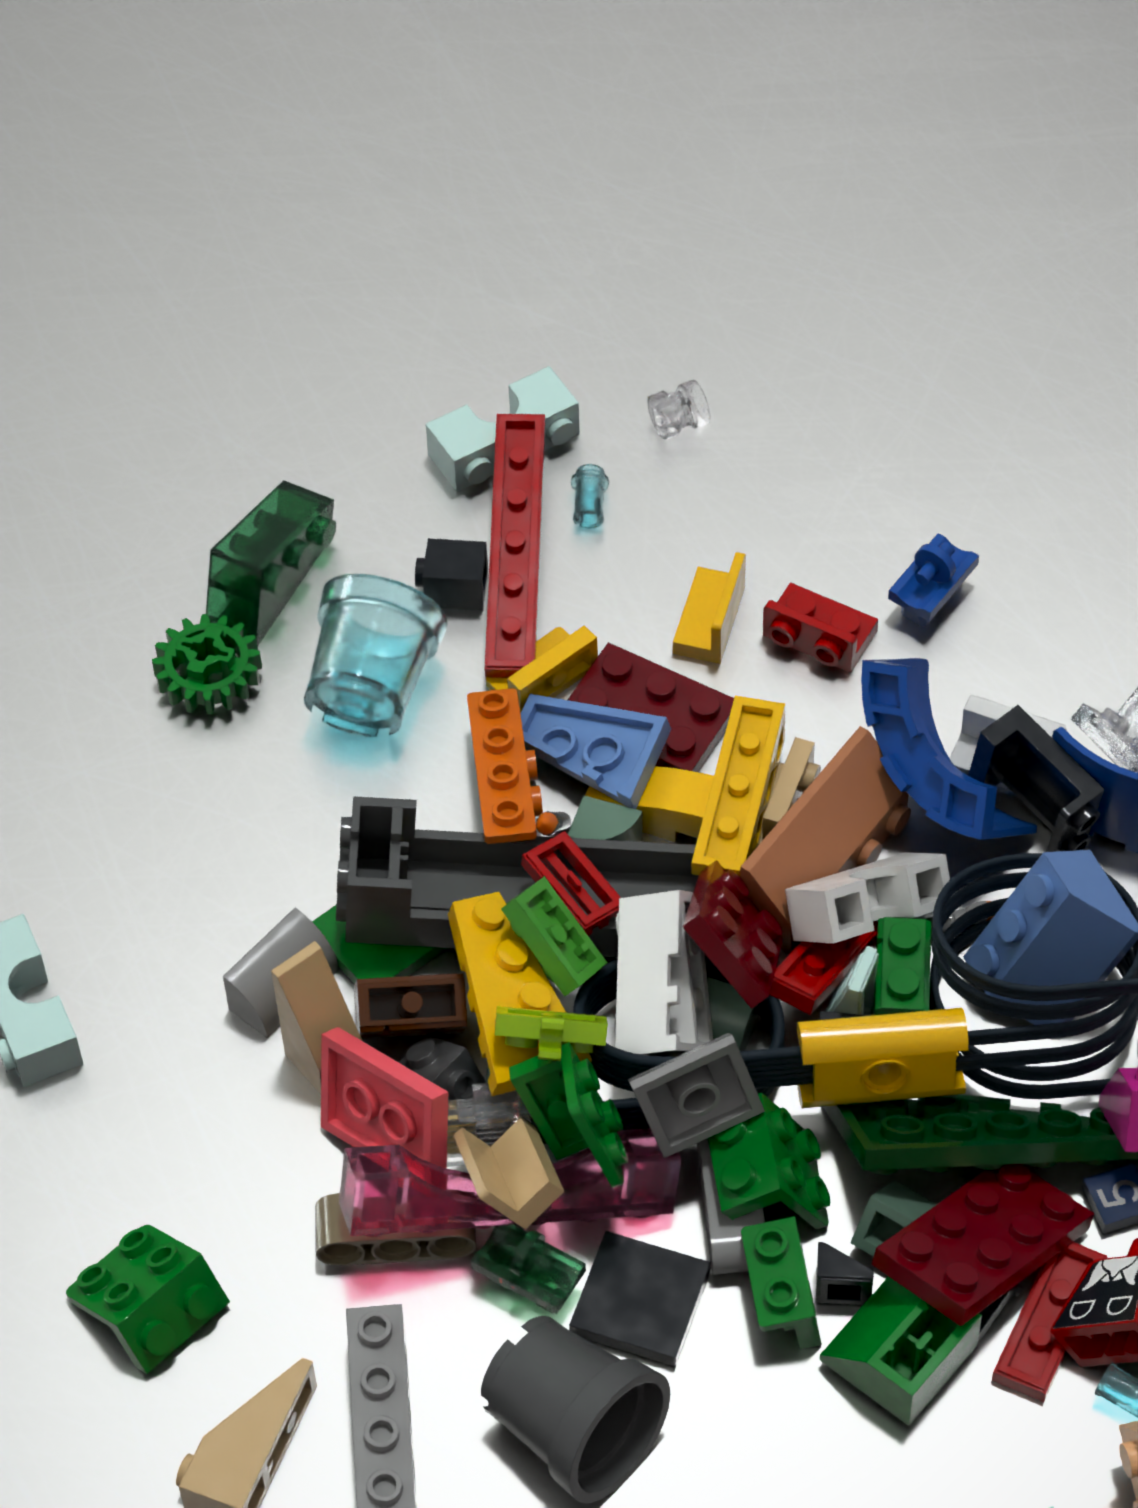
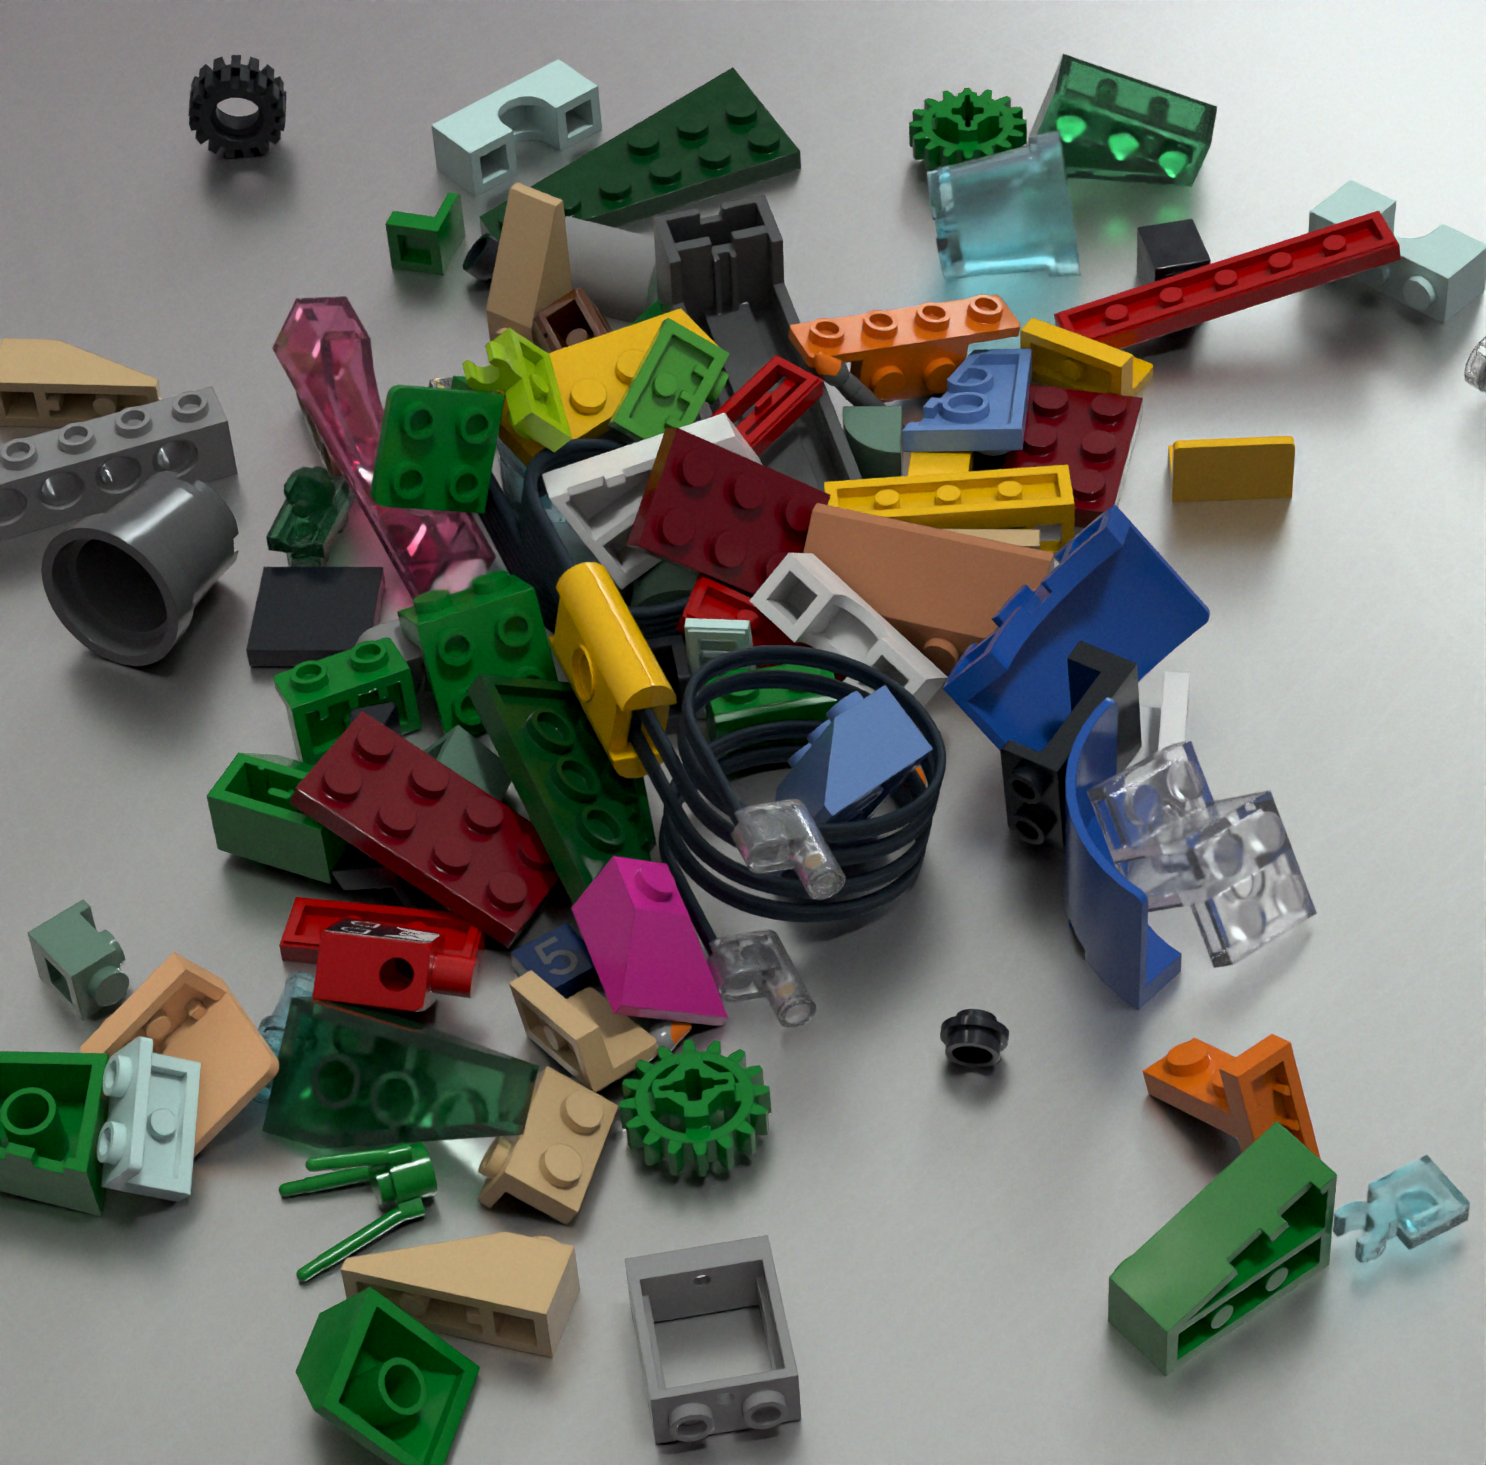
camera: 75 degrees right, 10 degrees down
(120, 899) = (678, 156): none -> dark green wing
(149, 1294) = (212, 288): green bracket -> none
(151, 1107) = (425, 241): none -> green panel
(204, 1073) = (482, 258): none -> black hinge
(380, 1101) = (448, 336): coral plate -> none
(512, 1173) = (348, 422): tan panel -> none
(589, 487) = (1346, 338): clear light blue pin -> none
(696, 1094) = (493, 514): light grey slope -> none
(819, 627) = (1254, 558): red bracket -> none
(932, 579) = (1363, 619): blue hips -> none

